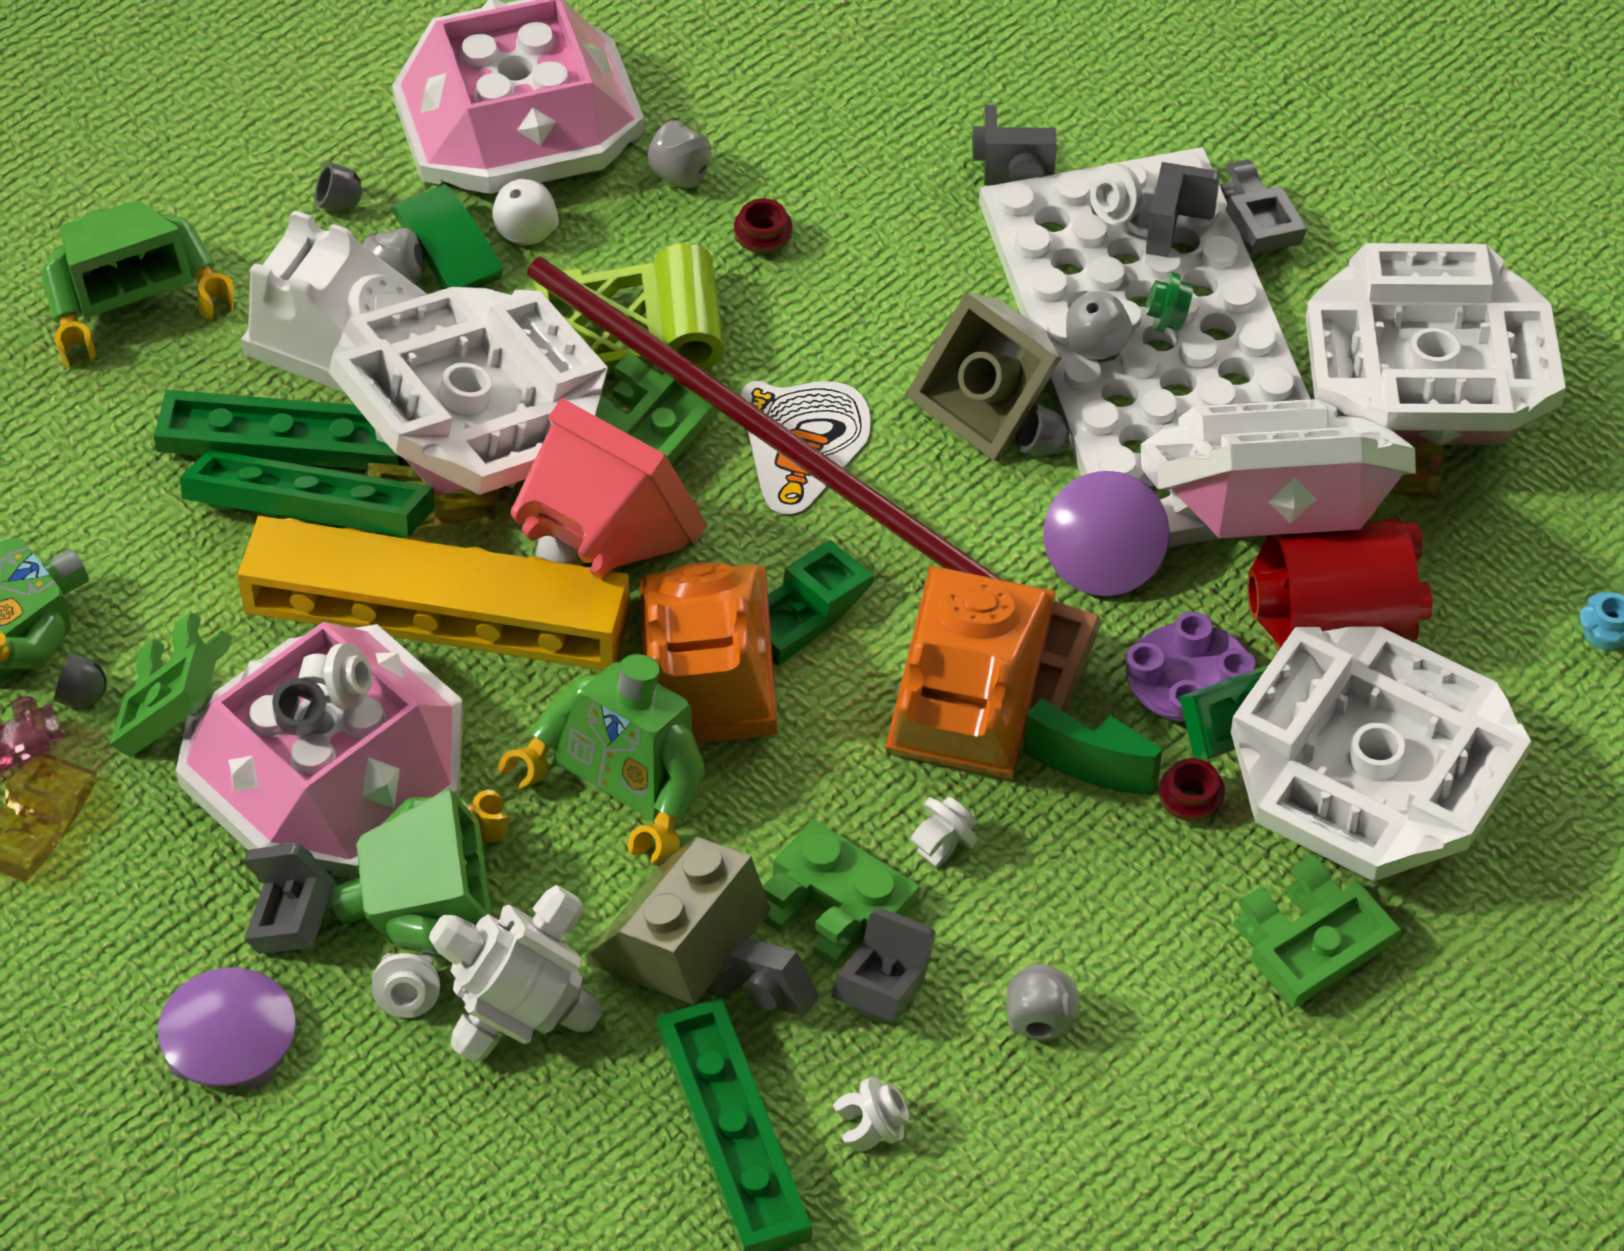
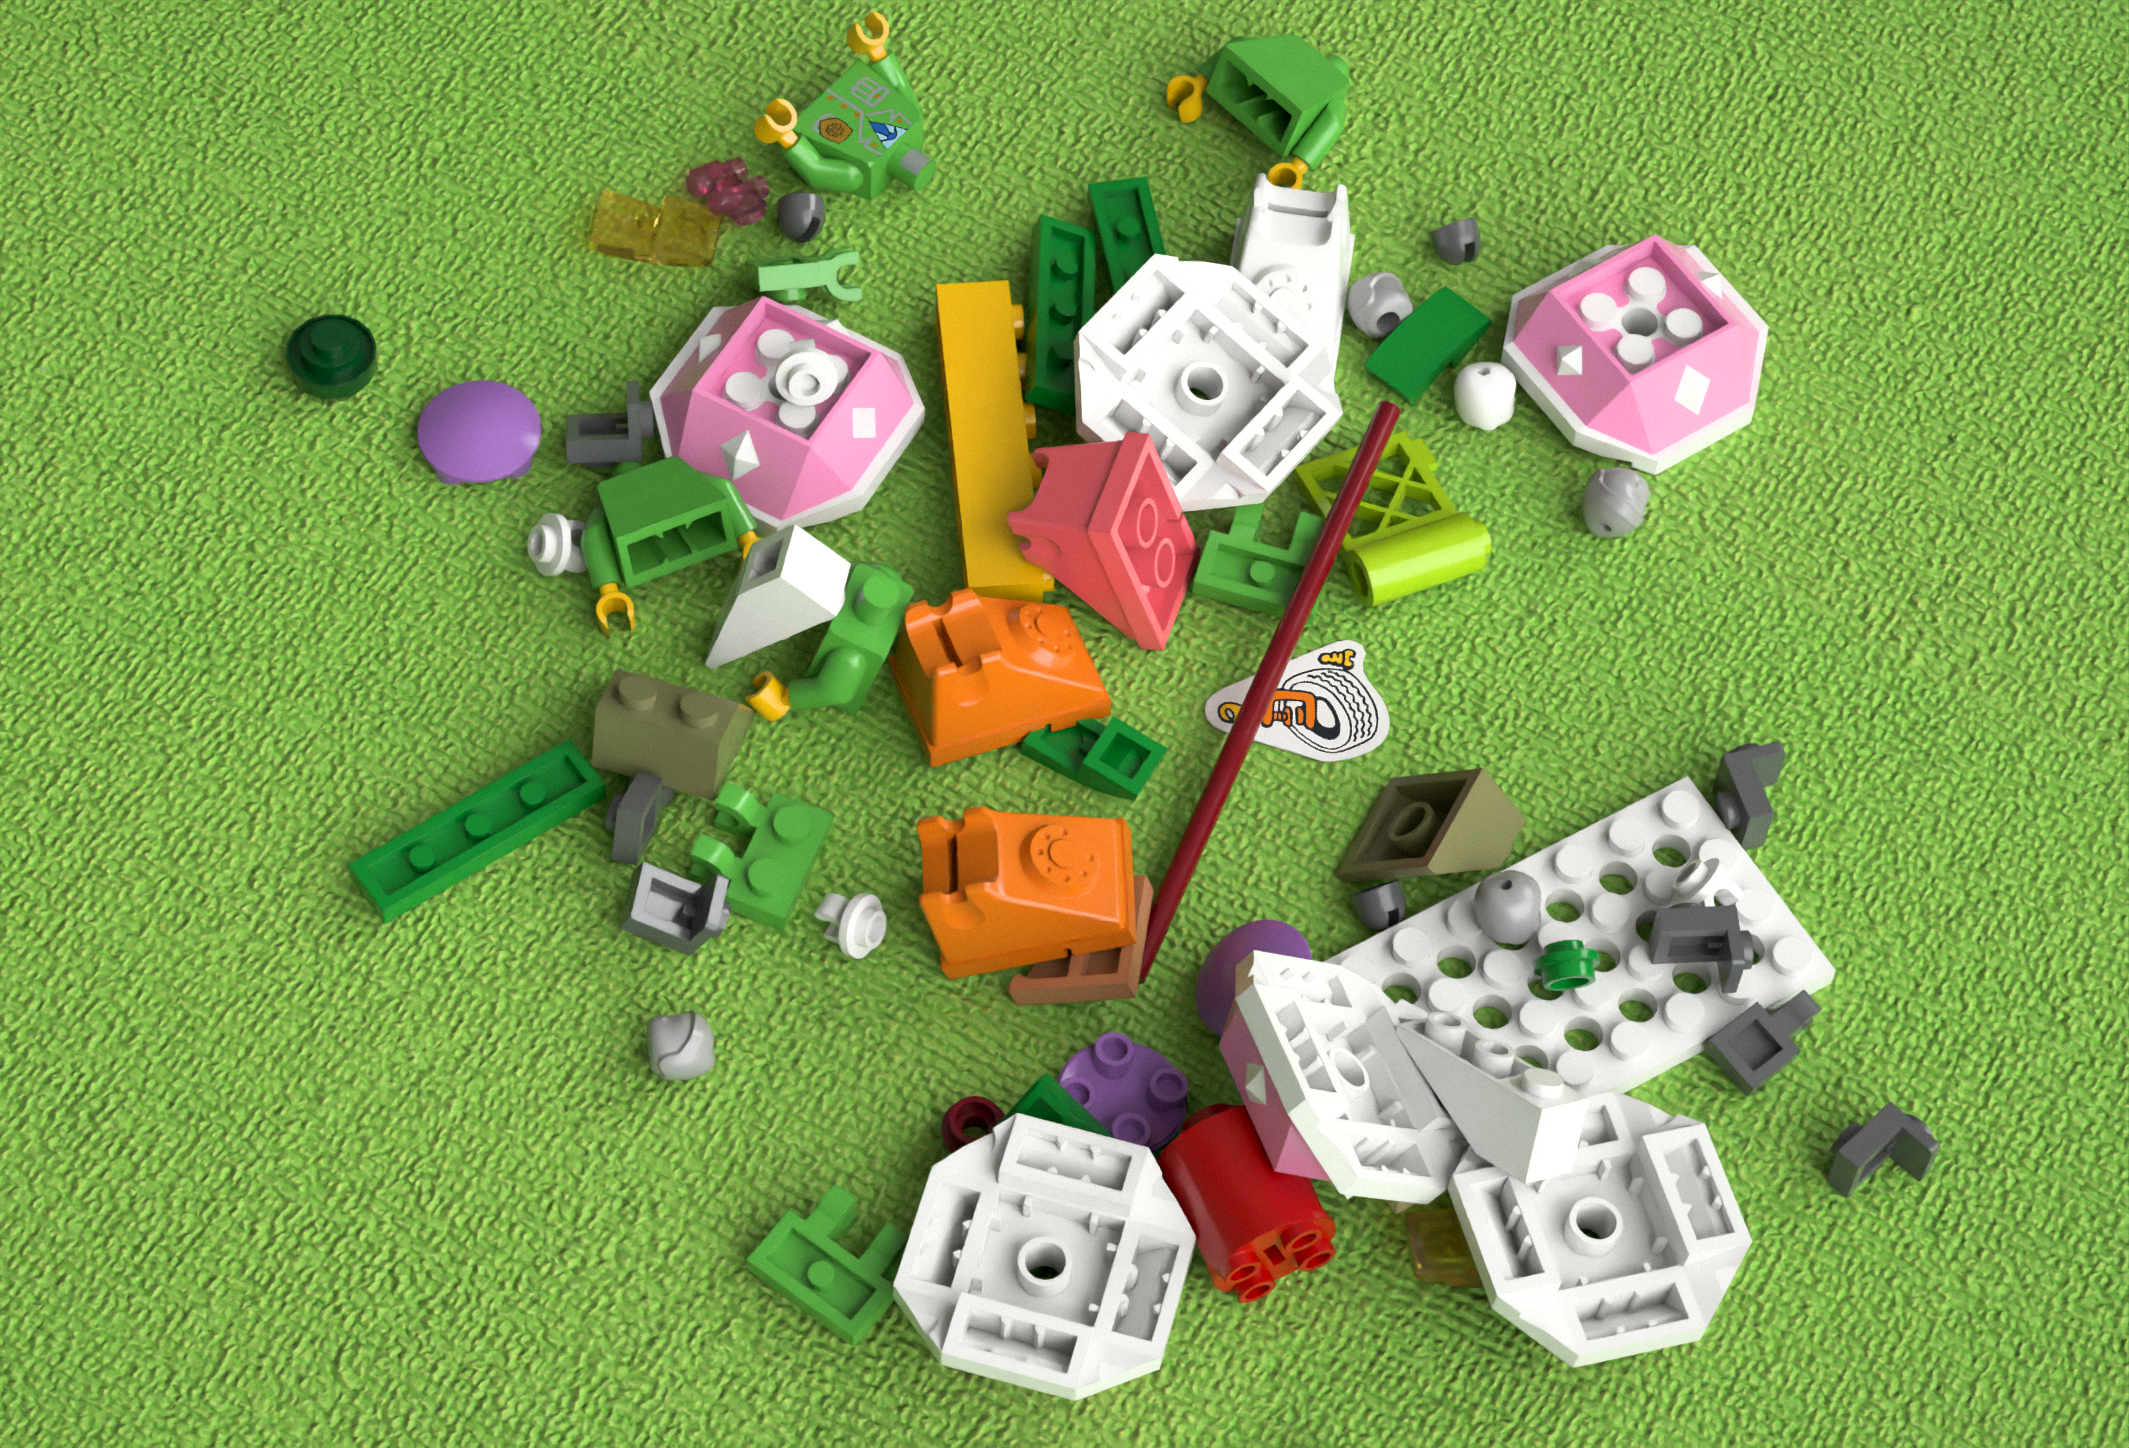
camera: 70 degrees right, 5 degrees up
(74, 1140) = (331, 356): none -> dark green plate
(286, 702) = (764, 346): dark grey hinge -> none
(516, 974) = (565, 611): white piece -> none
(586, 783) = (779, 591): none -> white slope
(763, 226) = (1557, 587): dark red plate -> none
(882, 1112) = (523, 940): white plate -> none
(1105, 757) = (987, 1031): green slope -> none
(1331, 355) = (1502, 1105): none -> white slope
(1383, 166) = (1888, 1134): none -> dark grey bracket

